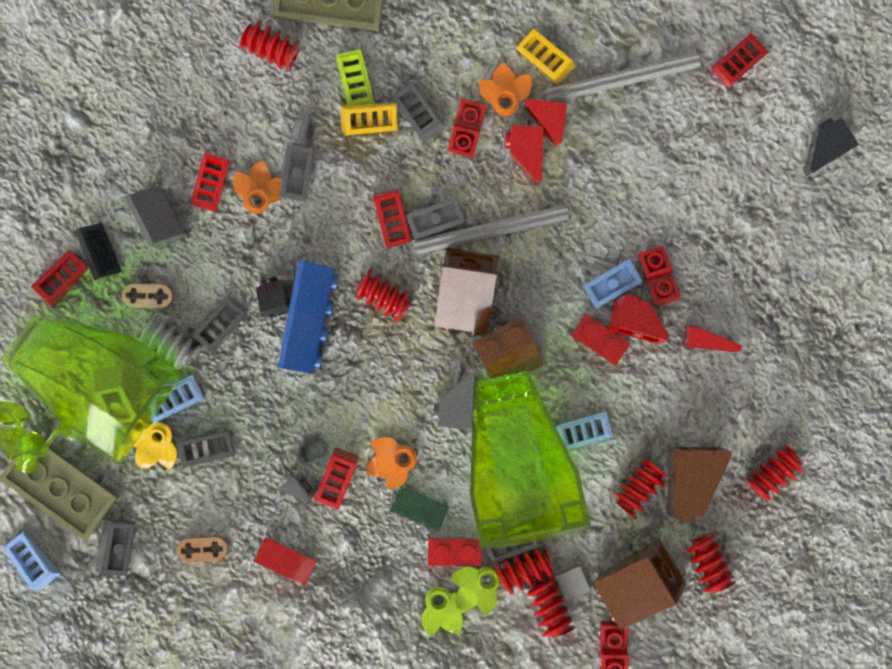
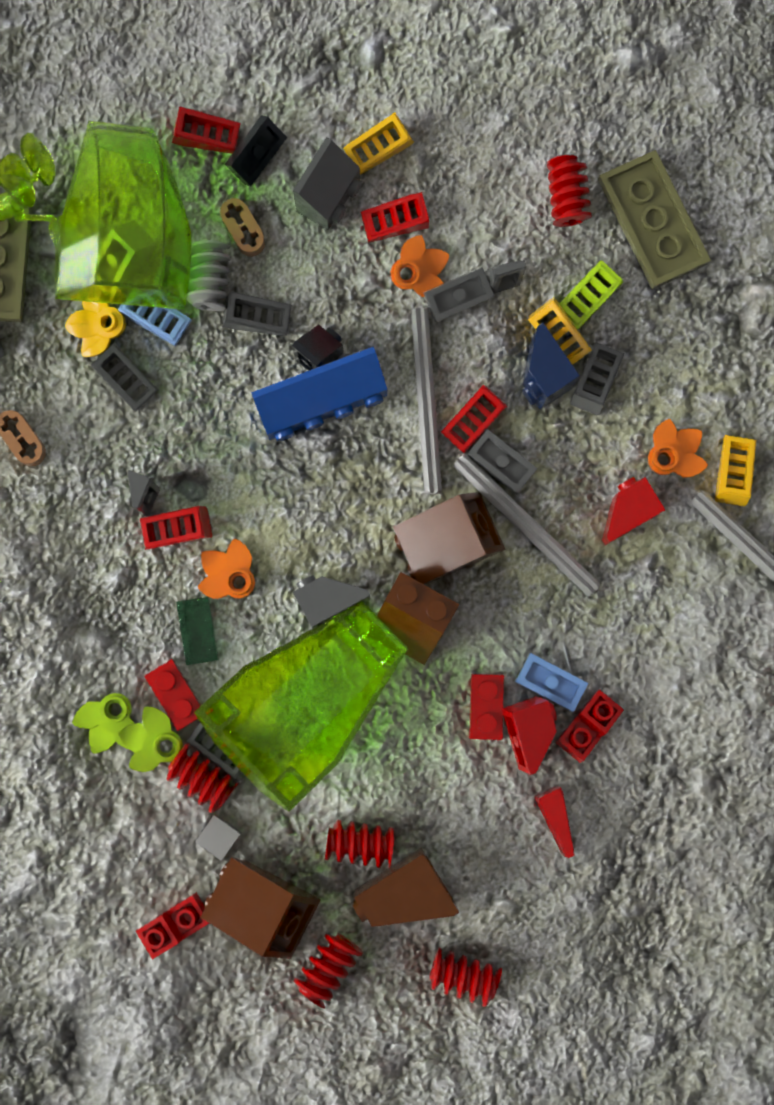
camera: 50 degrees right, 5 degrees down
(138, 137) = (372, 134): none -> yellow slope
(284, 561) = (58, 527): red slope -> none
(357, 244) = (426, 401): none -> light grey axle
(383, 295) = (390, 458): red piece -> none
(391, 146) = (547, 370): none -> dark blue slope
(467, 127) = (613, 436): red slope -> none
(550, 116) = (679, 511): red slope -> none
(551, 608) = (176, 830): red piece -> none
(586, 439) = (390, 740): light blue slope -> none

